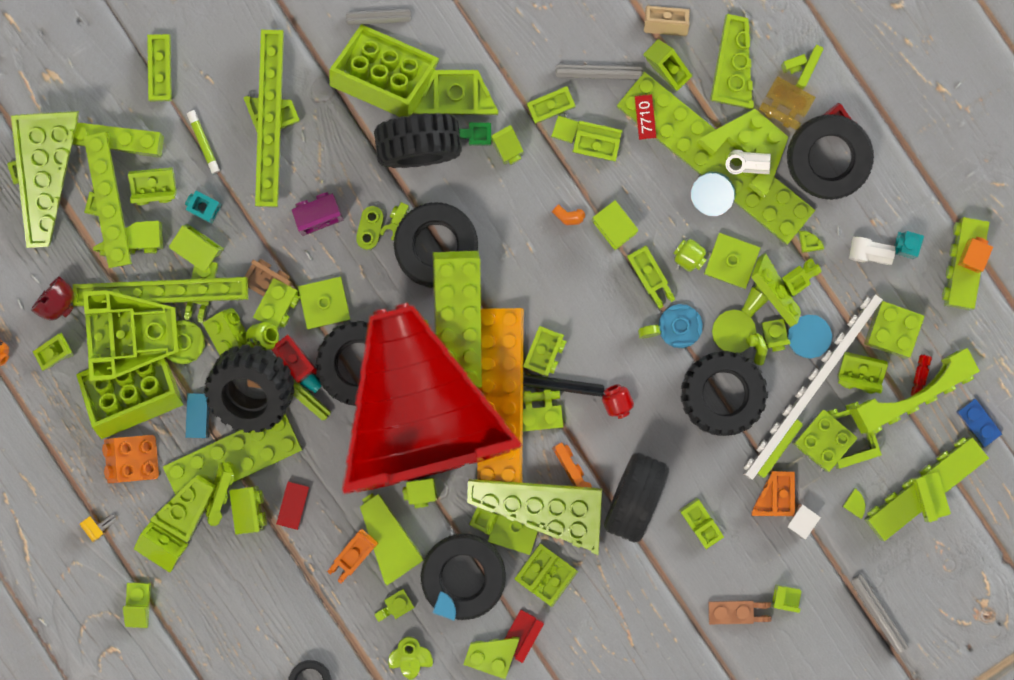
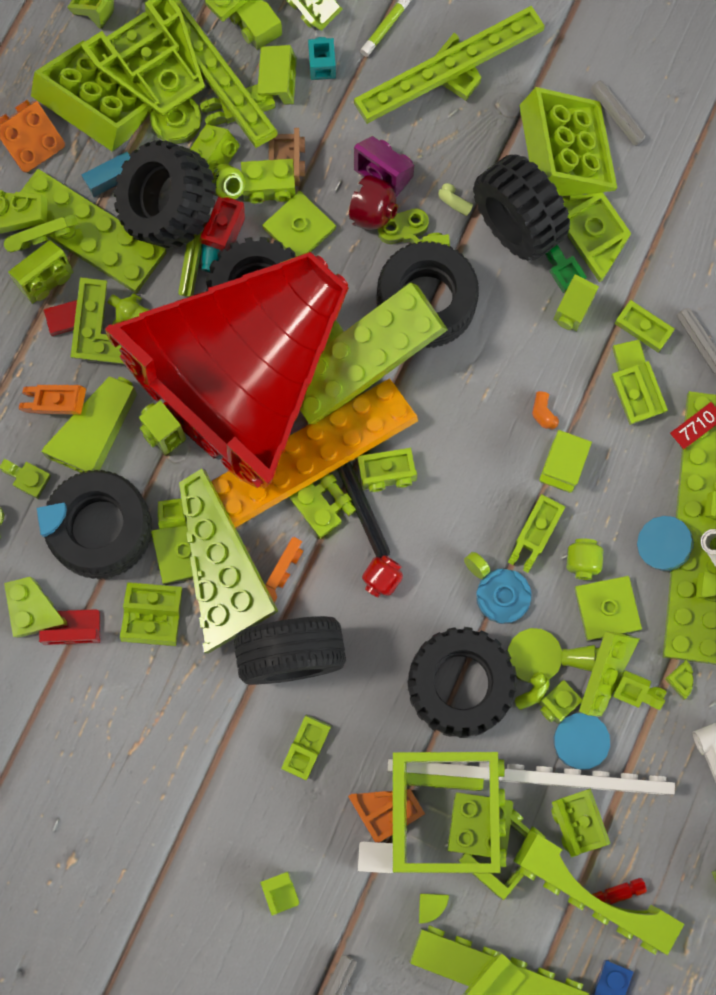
camera: 60 degrees right, 10 degrees down
(317, 463) = (126, 307): none -> lime piece
(321, 505) = (88, 340): none -> lime plate
(346, 241) = (373, 204): none -> dark red cylinder
(375, 180) = (447, 195): none -> yellowish green arm
(736, 612) = (231, 845): nougat hinge -> none
(788, 490) = (497, 800): none -> lime window
(894, 330) = (649, 829): lime brick -> none

